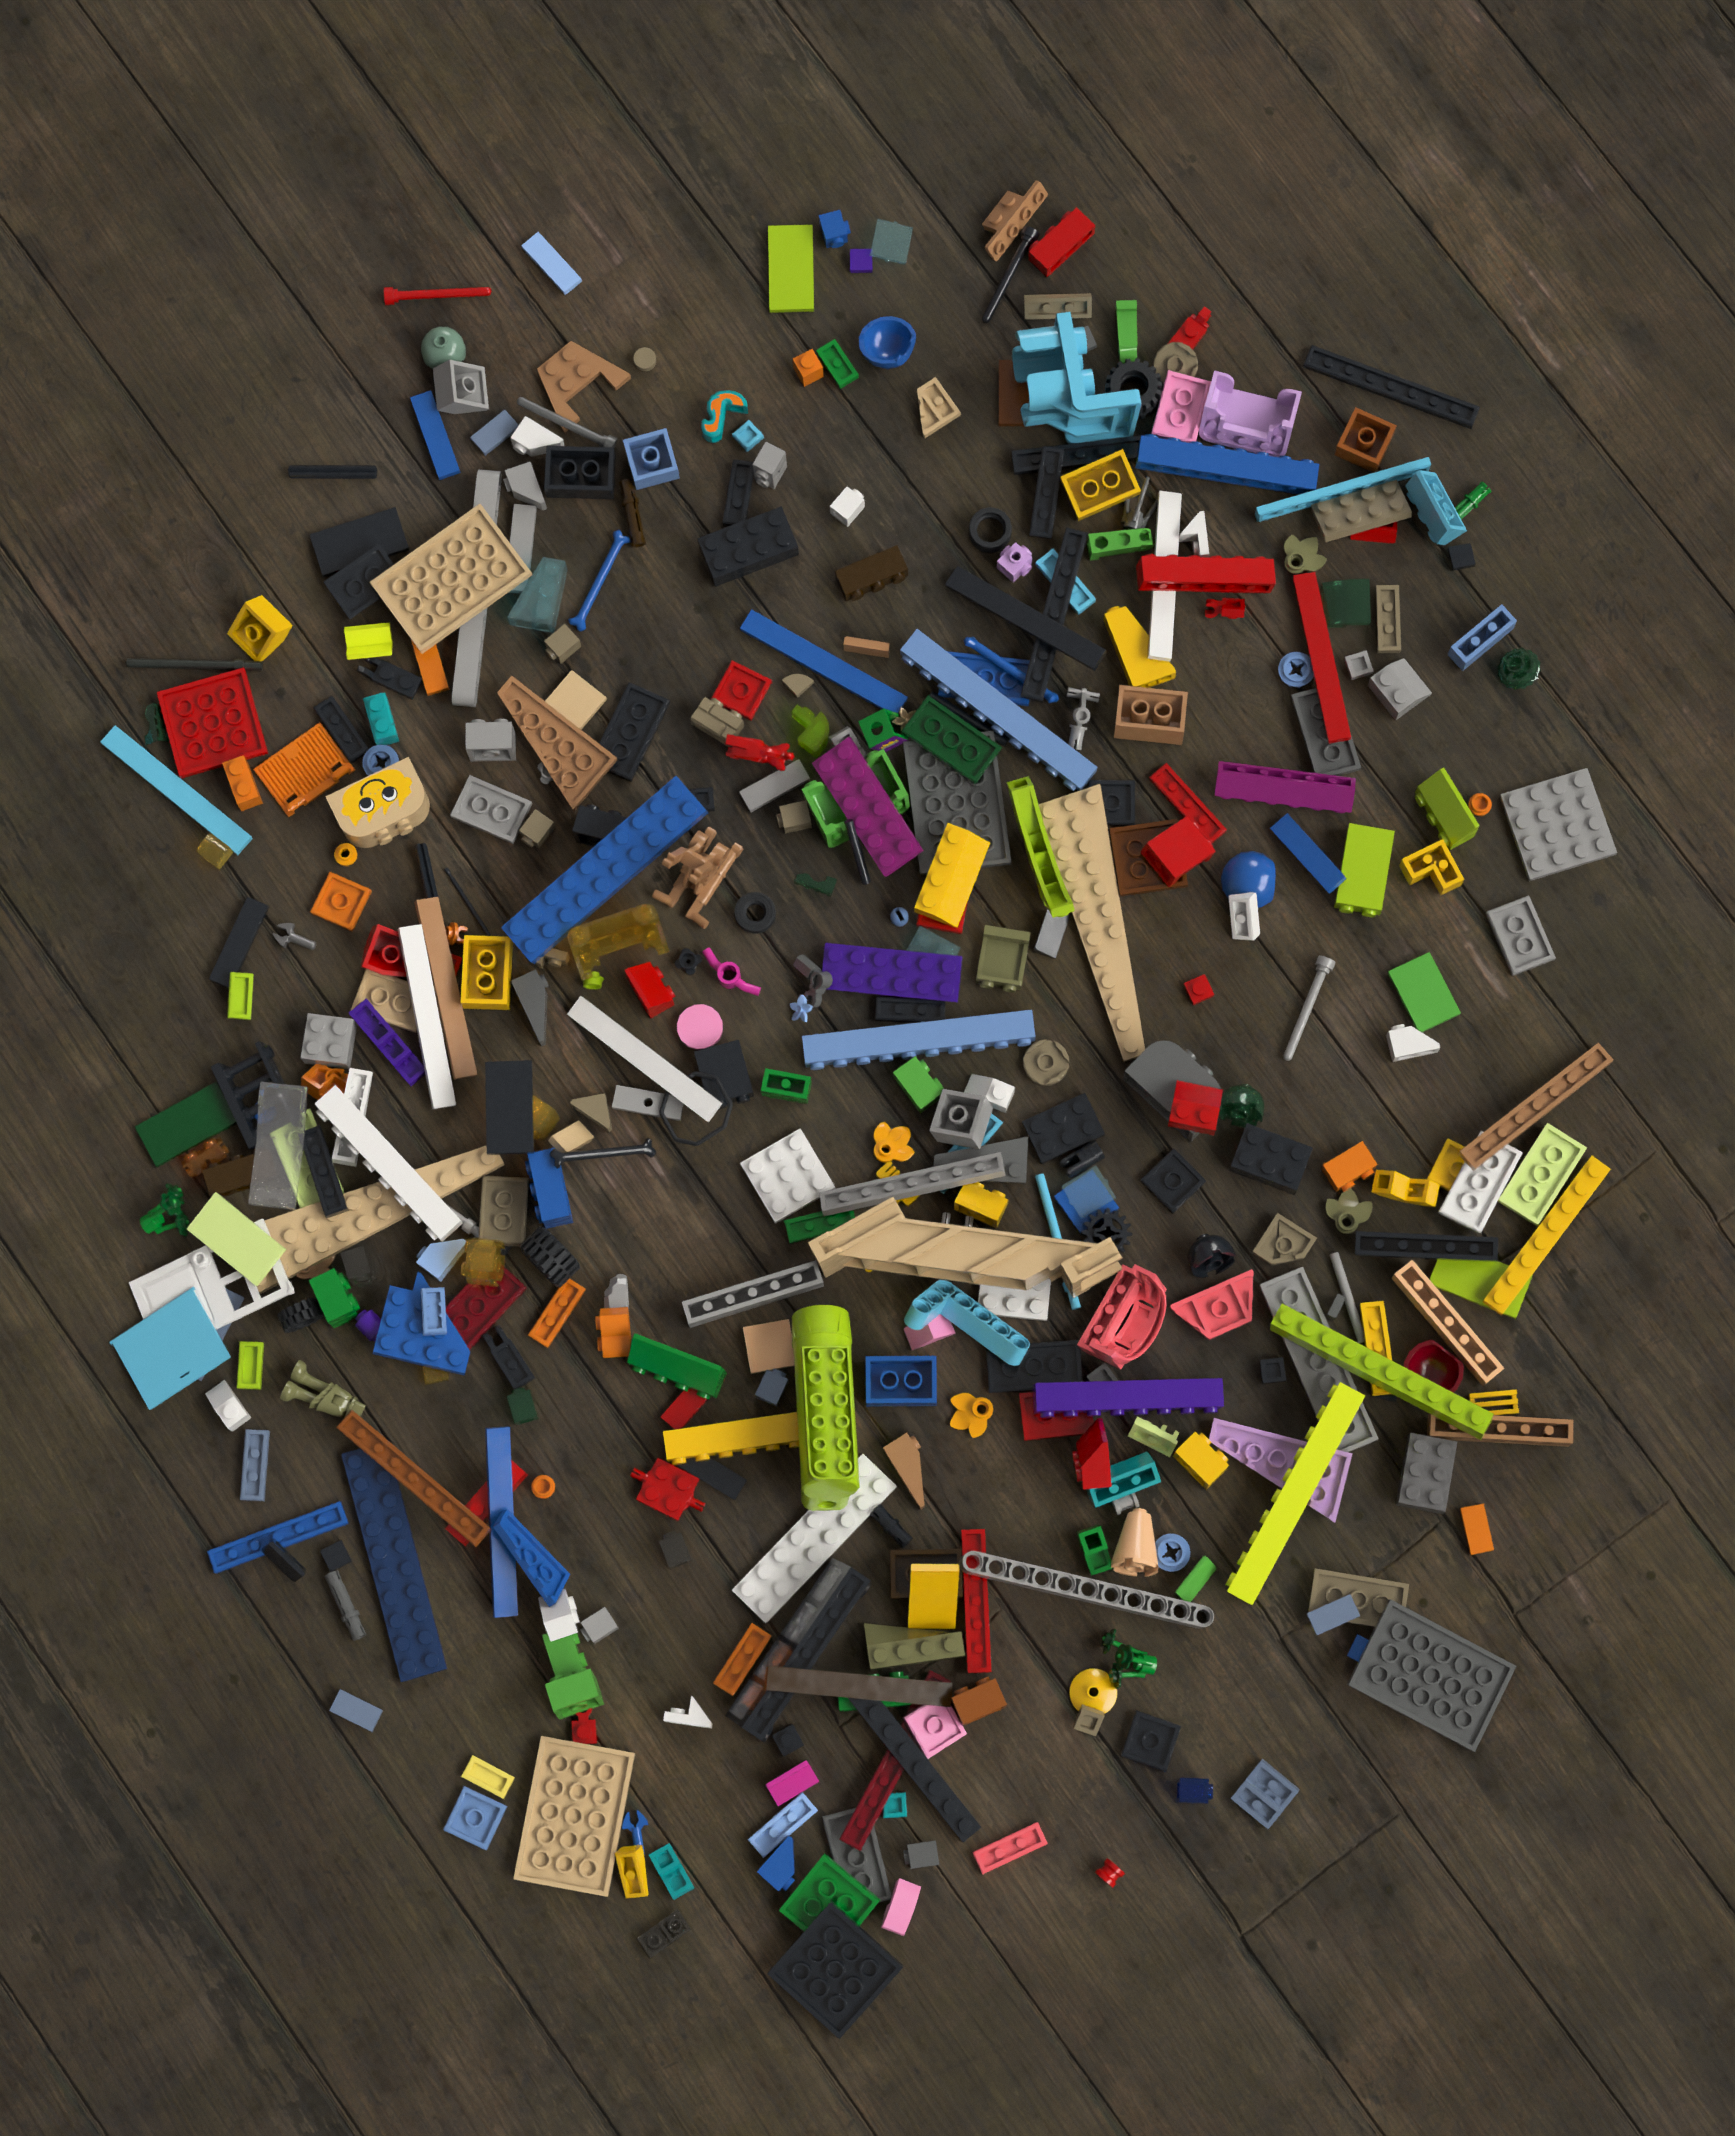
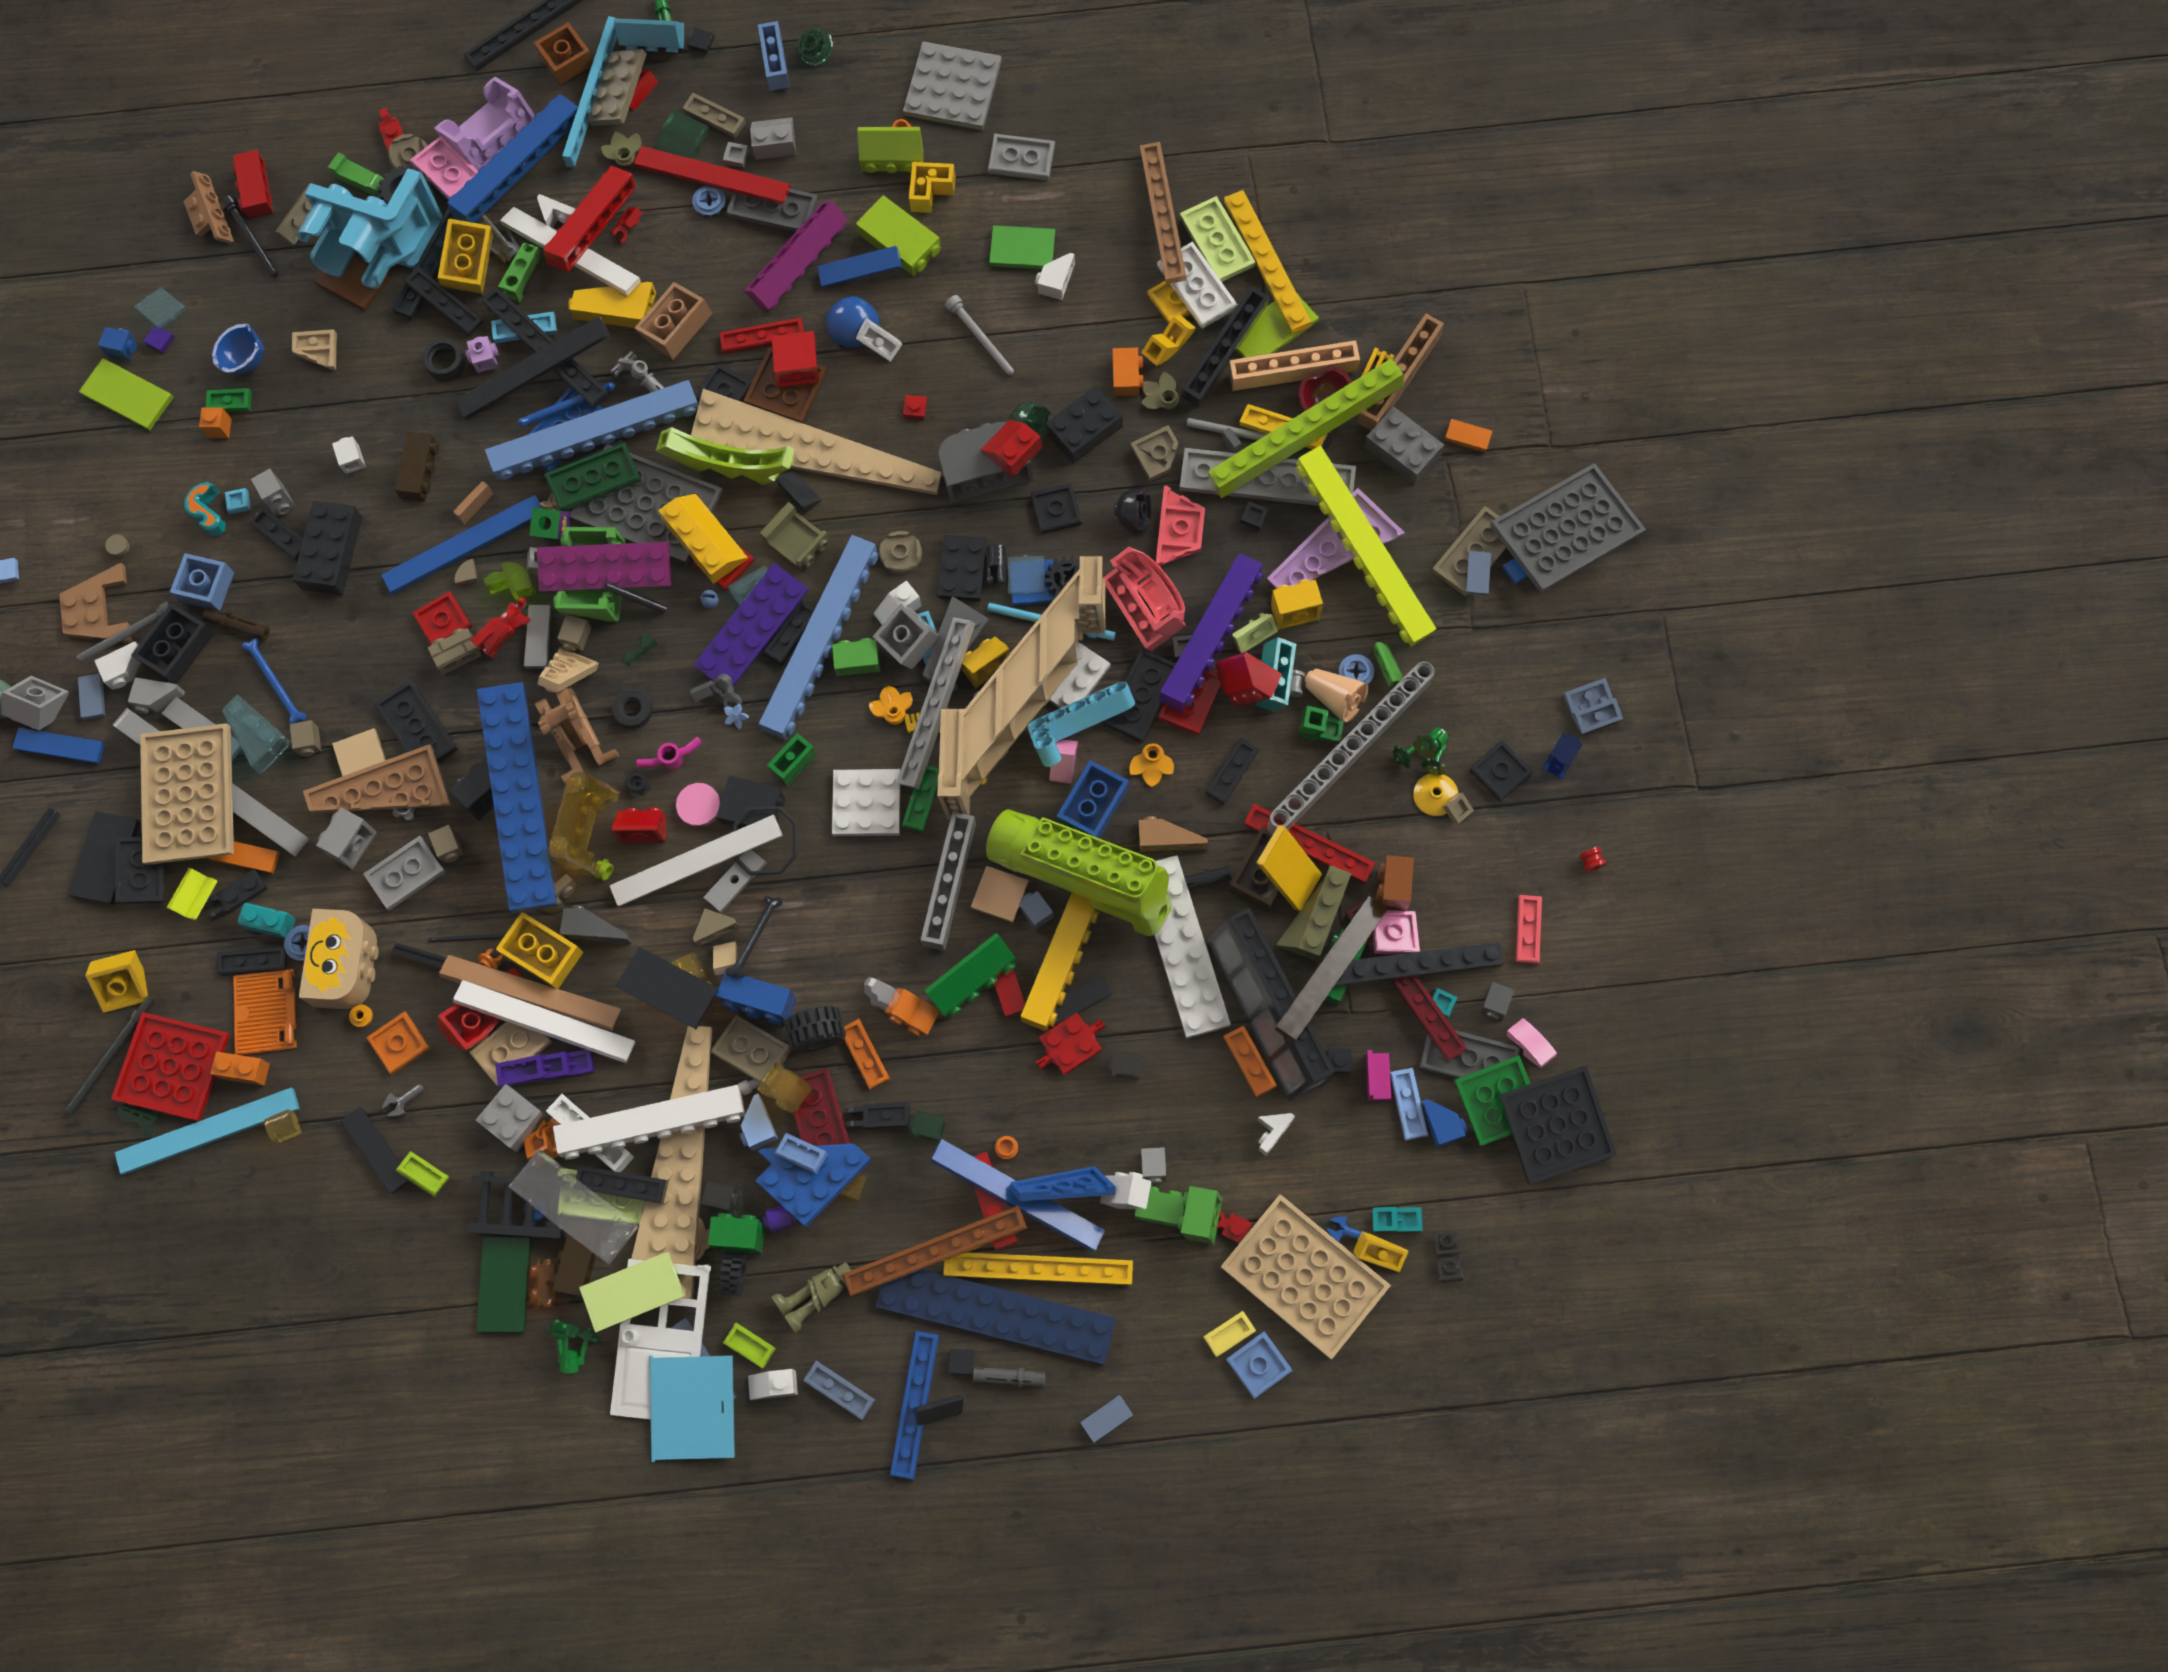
camera: 60 degrees left, 5 degrees down
(453, 1579) = (1040, 1268): none -> yellow plate
(750, 834) = (565, 670): none -> tan wing
(1007, 1491) = (1232, 771): none -> black tile

